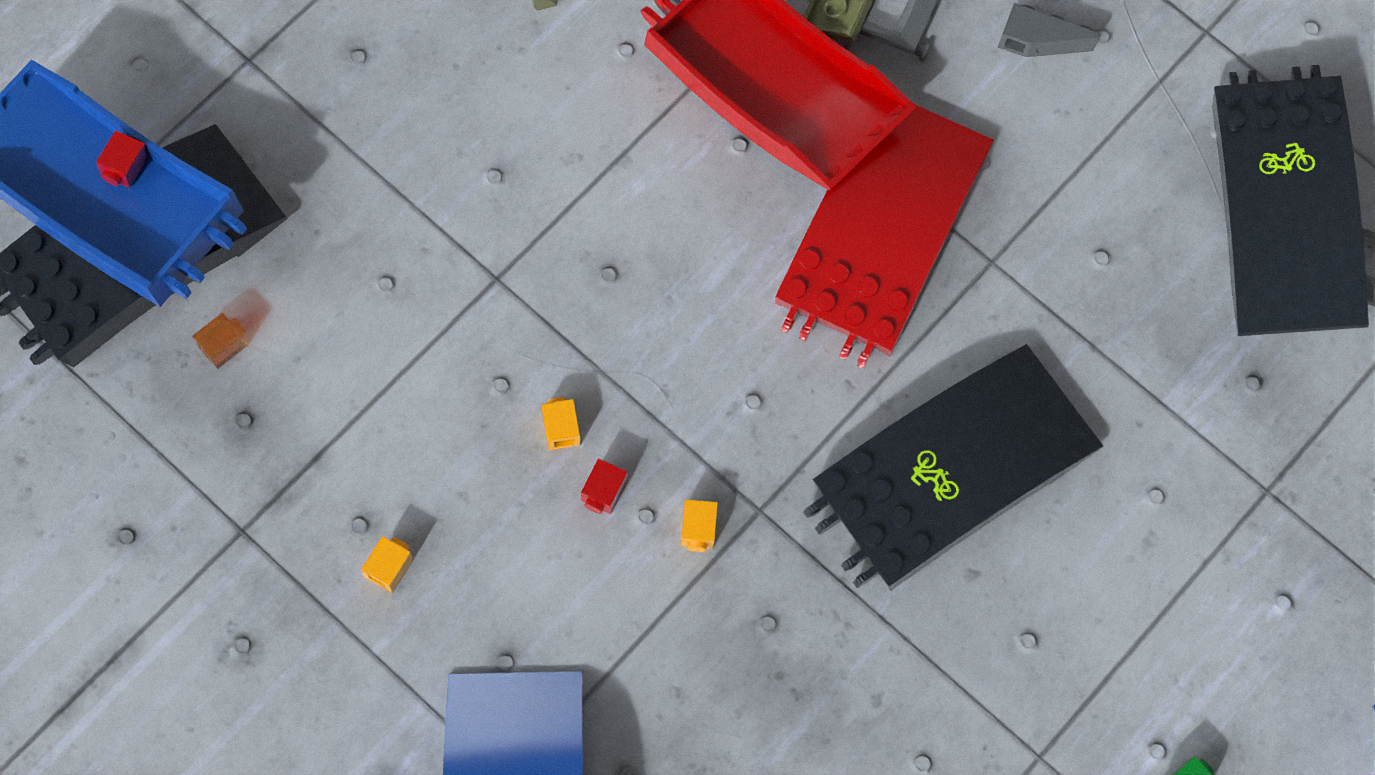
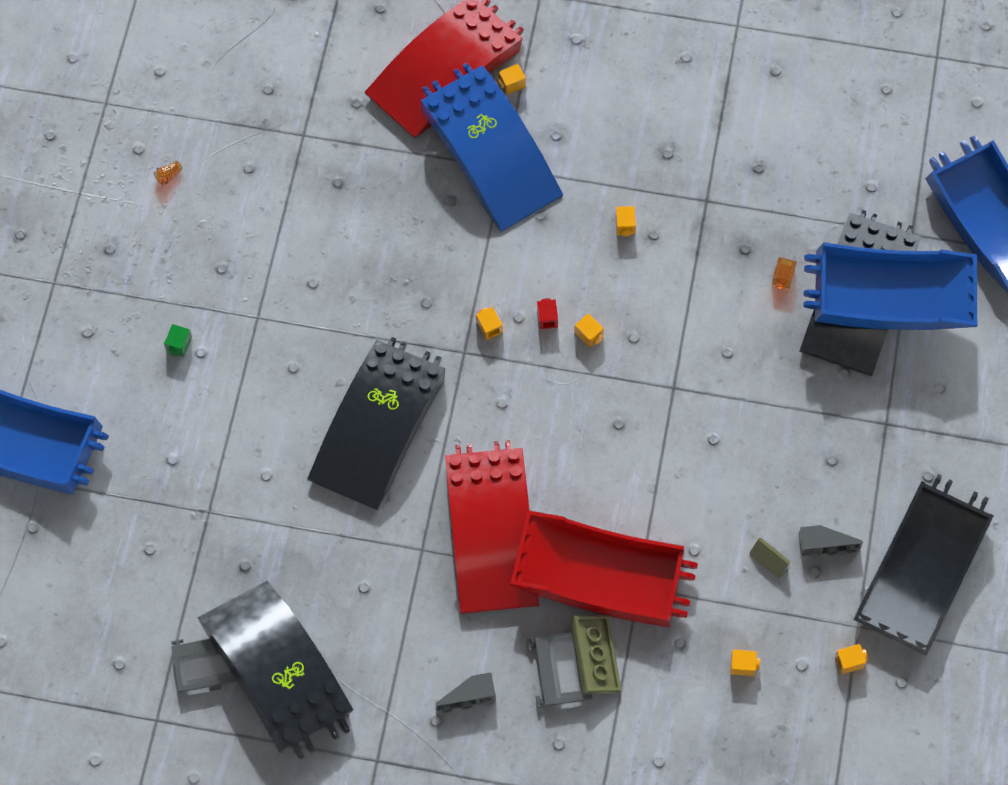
camera: 155 degrees right, 5 degrees down
(122, 160) = (892, 305): red brick -> none

